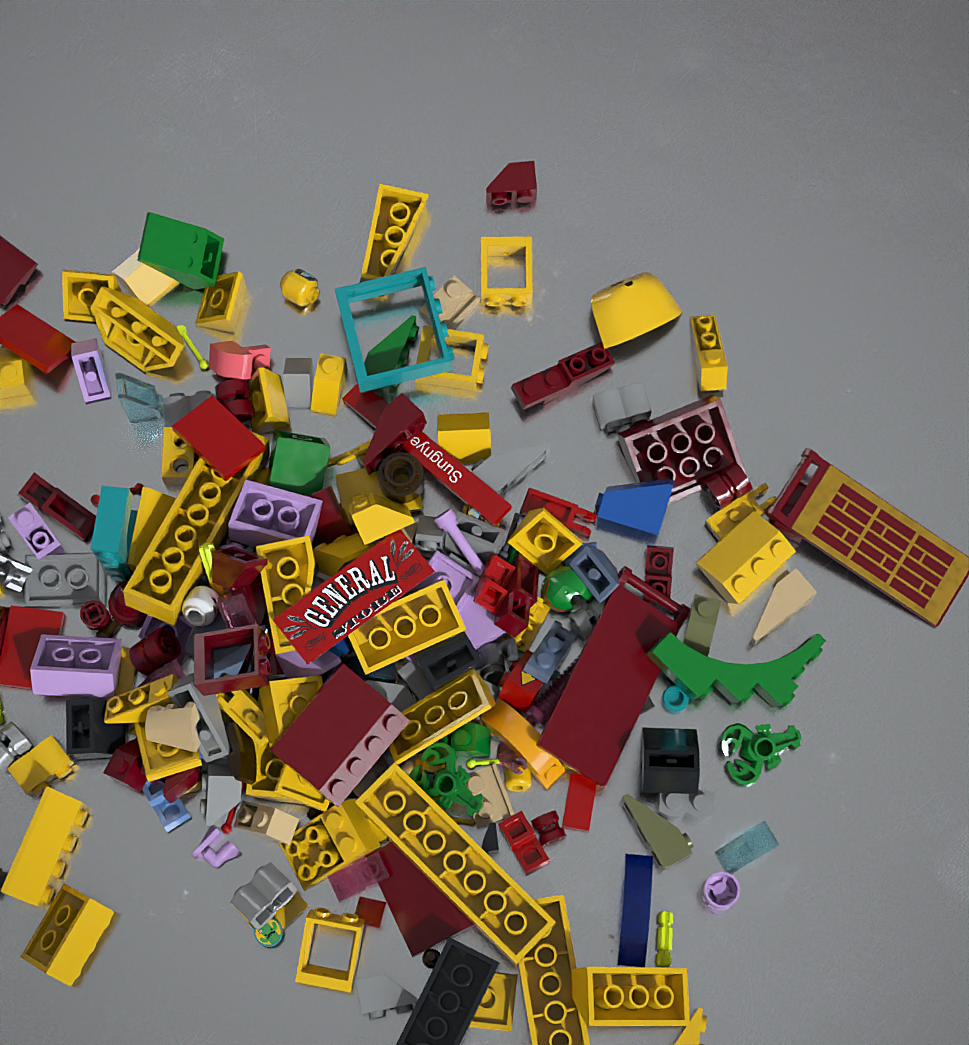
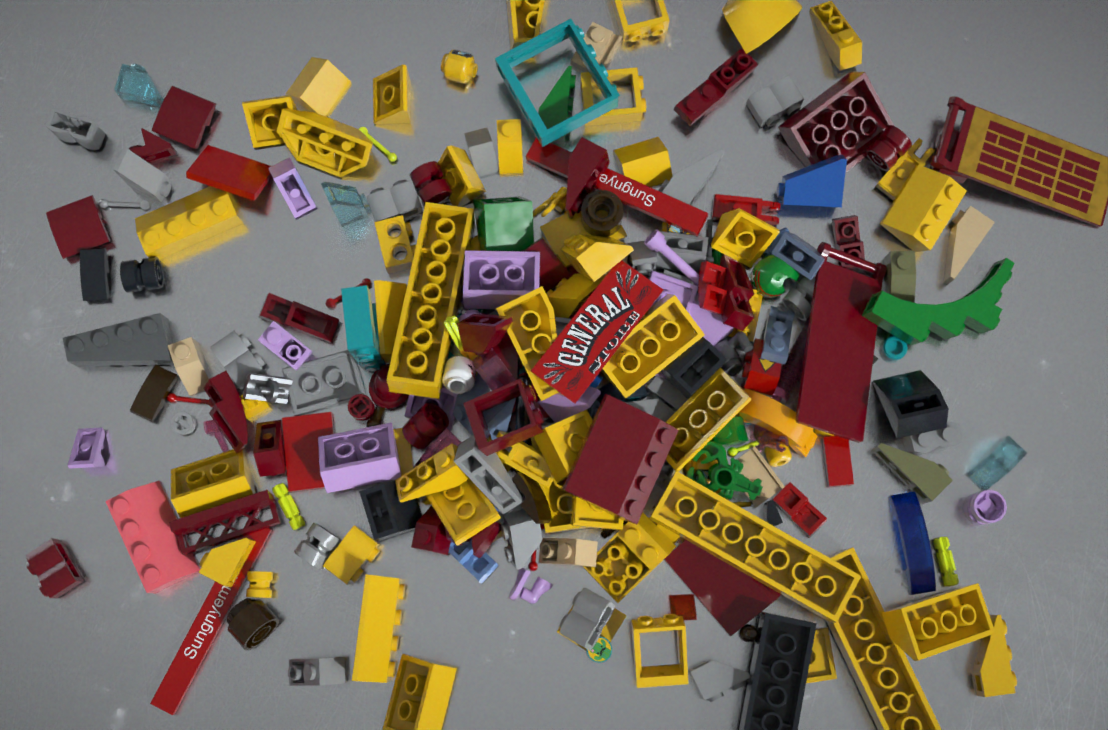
camera: 15 degrees left, 5 degrees up
(173, 726) = (466, 490): tan slope -> none
(181, 251) = (344, 58): green slope -> none
(218, 438) = (429, 219): red tile -> none
(237, 361) = (421, 146): coral brick -> none
(358, 877) = (663, 578): clear pink slope -> none
(550, 834) = (822, 495): dark red wheel -> none
(756, 749) = (978, 374): green animal -> none

